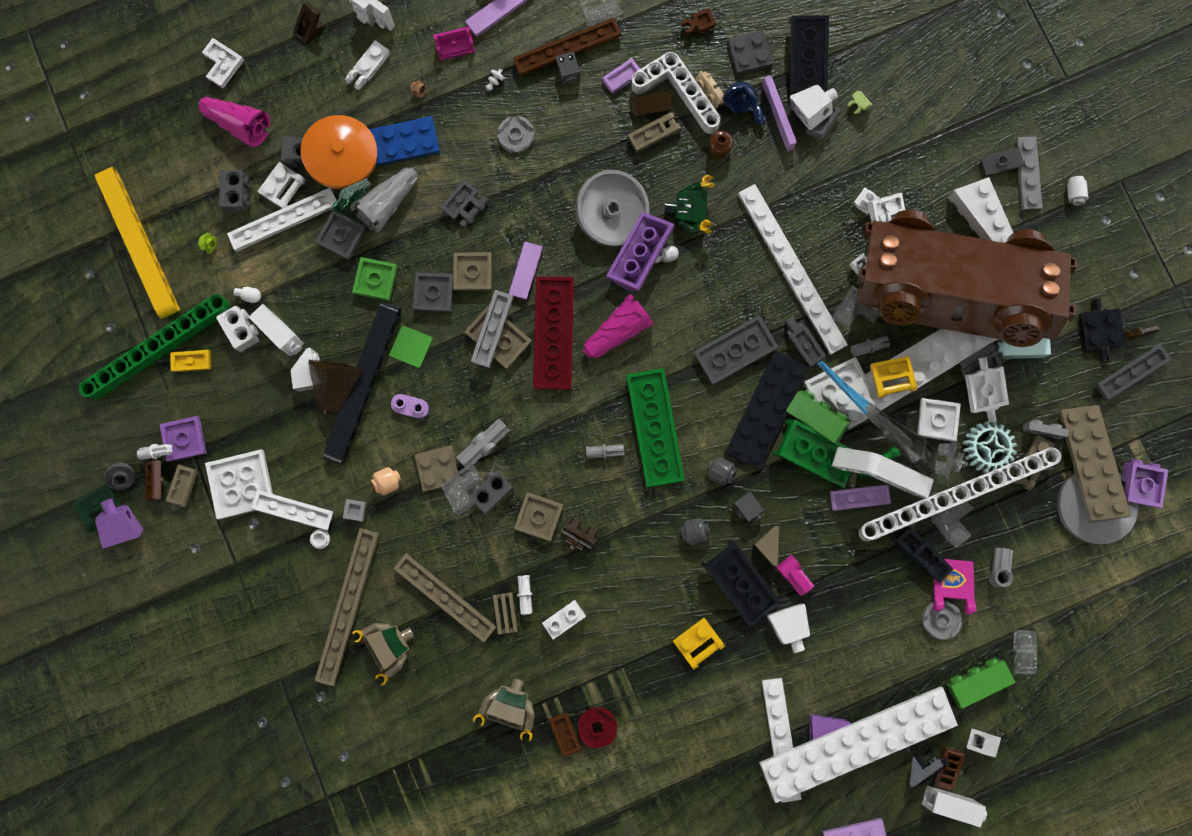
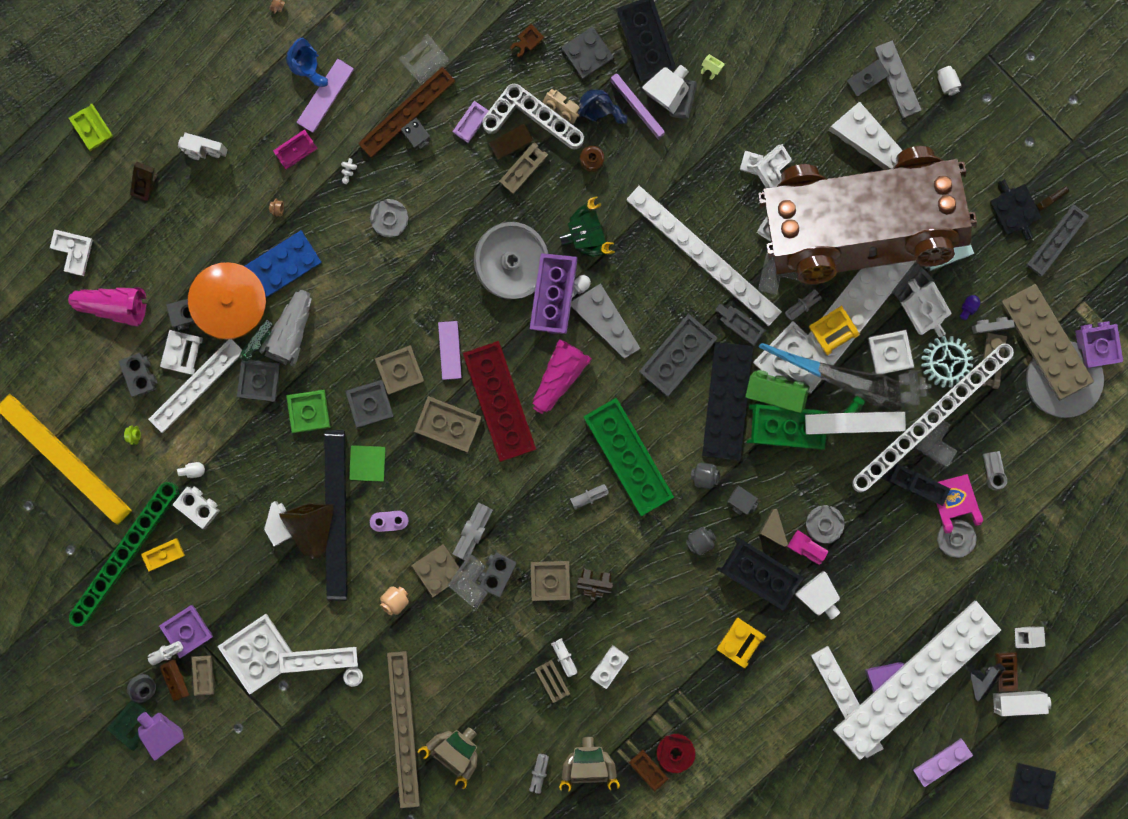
camera: 25 degrees left, 5 degrees up
(276, 330) = (236, 496): white window -> none
(354, 510) = (376, 638): light grey tile -> none
(368, 64) = (217, 199): white hinge -> none
(445, 597) = (491, 687): dark tan plate -> none
(459, 201) = (360, 305): dark grey plate -> none
(459, 697) = (539, 773): none -> light grey axle
(492, 329) = (440, 420): light grey plate -> none
(678, 290) = (604, 318): none -> light grey wing
(819, 559) = (825, 524): none -> light grey tile
(860, 497) = (843, 452): lavender tile -> none
(980, 682) = (1009, 583): bright green brick -> none
(1026, 652) = (1042, 540): clear slope -> none
(1028, 404) = (970, 306): none -> dark purple cylinder

